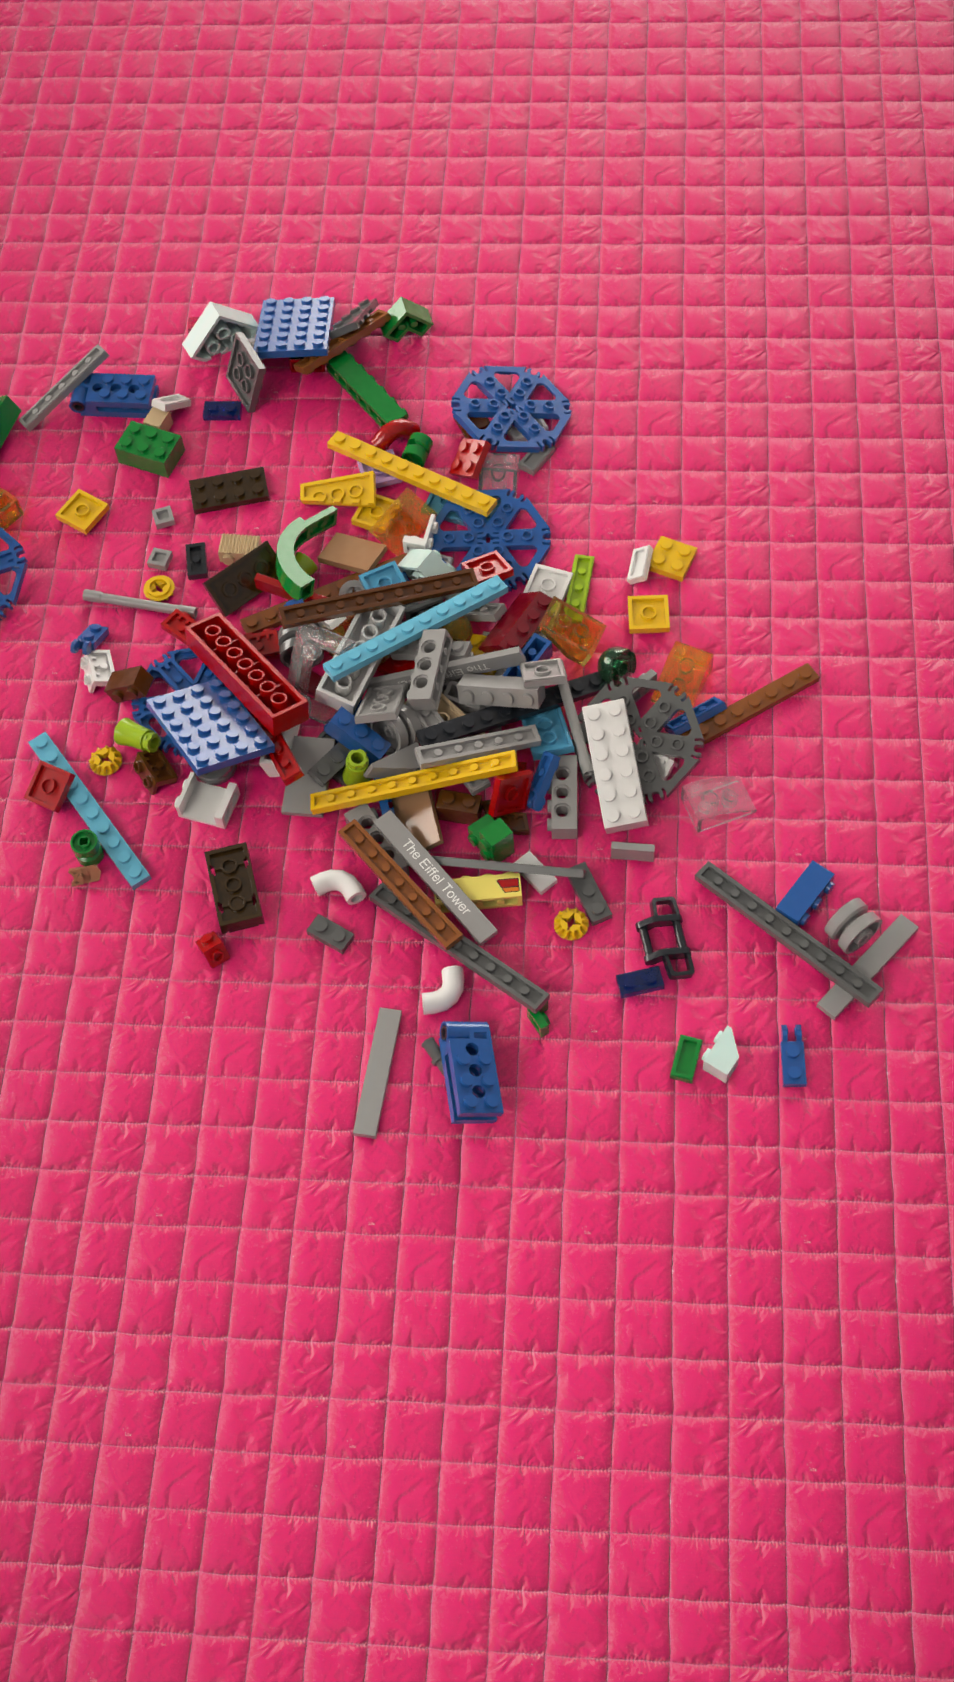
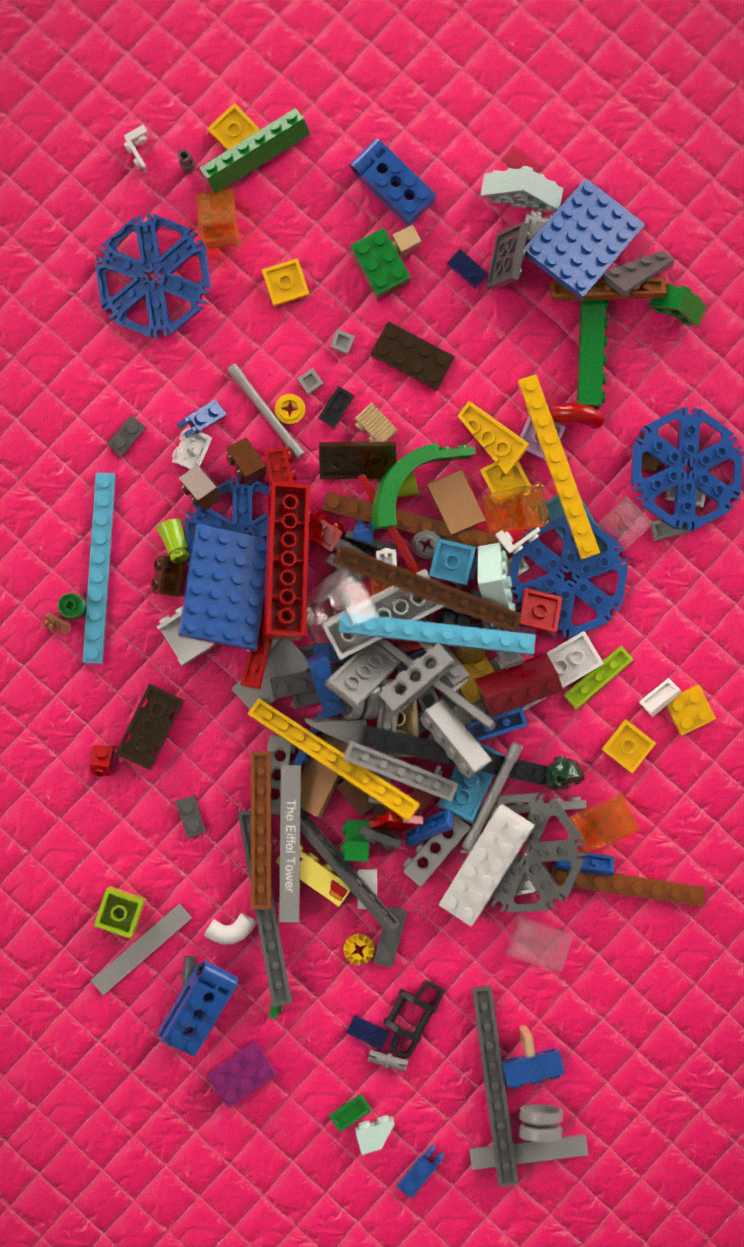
camera: 30 degrees right, 25 degrees up
(34, 701) = (127, 435): none -> dark grey plate
(49, 786) = (82, 529): red plate -> none
(63, 388) = (356, 144): light grey tile -> none
(106, 767) = (148, 539): yellow gear -> none
(152, 641) = (246, 461): none -> reddish brown brick
(171, 402) = (430, 231): white tile -> none
(331, 1050) = (120, 912): none -> lime brick
(339, 881) = (226, 782): white cylinder -> none
(355, 767) = (306, 698): lime plant -> none
(418, 448) = (581, 446): green wheel -> none
(469, 458) = (613, 493): red plate -> none
(508, 813) = (373, 836): none -> dark grey plate
(542, 673) = (494, 755): light grey tile -> none
(559, 1098) = (242, 1073): none -> magenta brick
(571, 630) = (555, 722): clear yellow slope -> none
(632, 851) = (443, 929): tile -> none
(678, 989) = (387, 1060): none -> light grey pin
(776, 868) = (526, 1041): none -> tan tile

